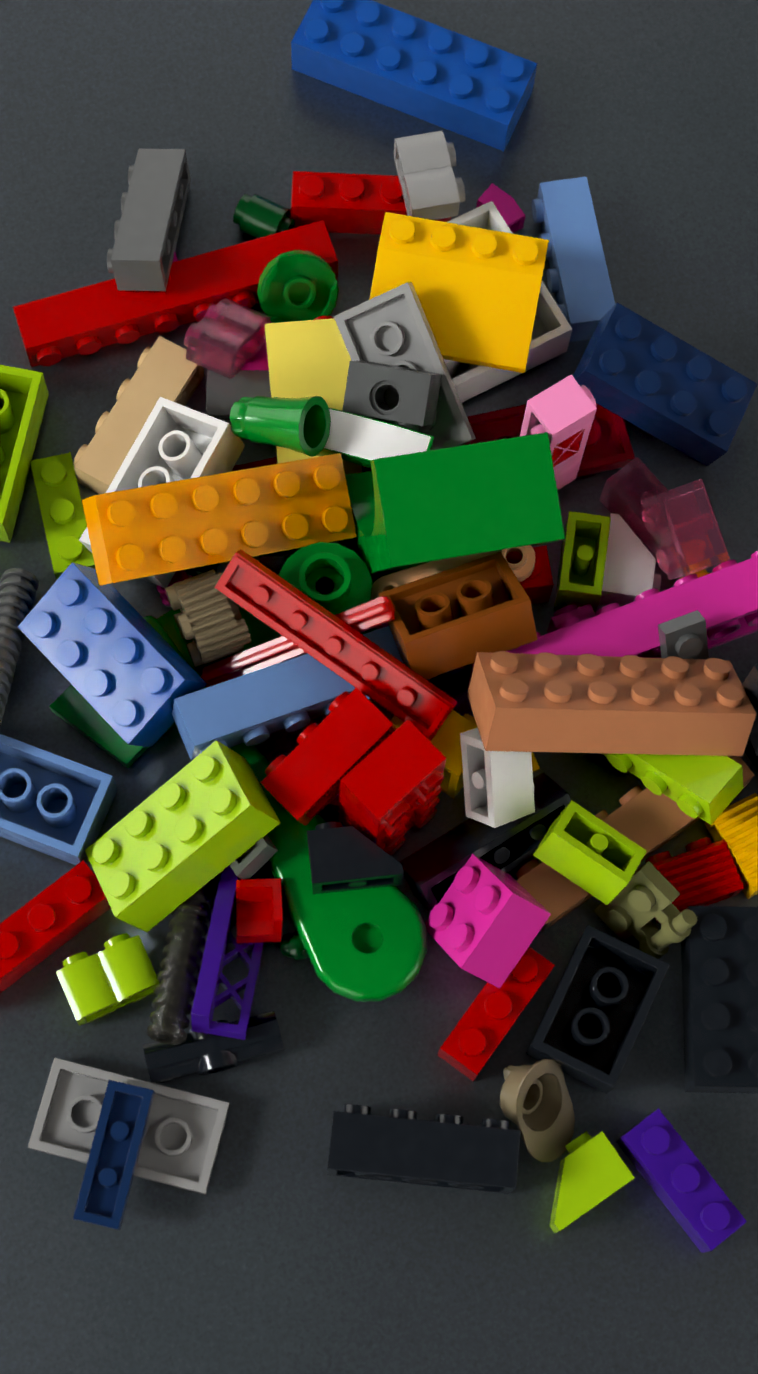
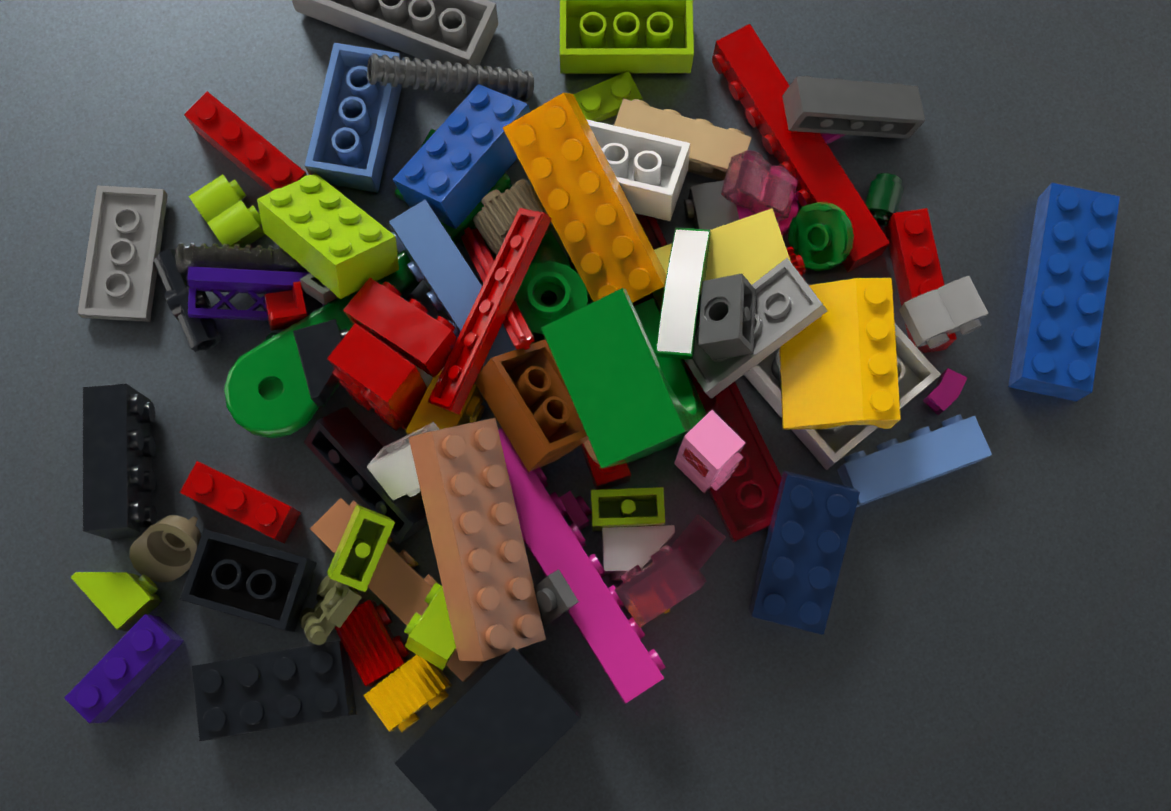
camera: 85 degrees right, 5 degrees up
(114, 1155) = (92, 242): dark blue plate -> none
(283, 422) = (678, 239): green plant -> none
(486, 921) = (296, 476): dark pink brick -> none

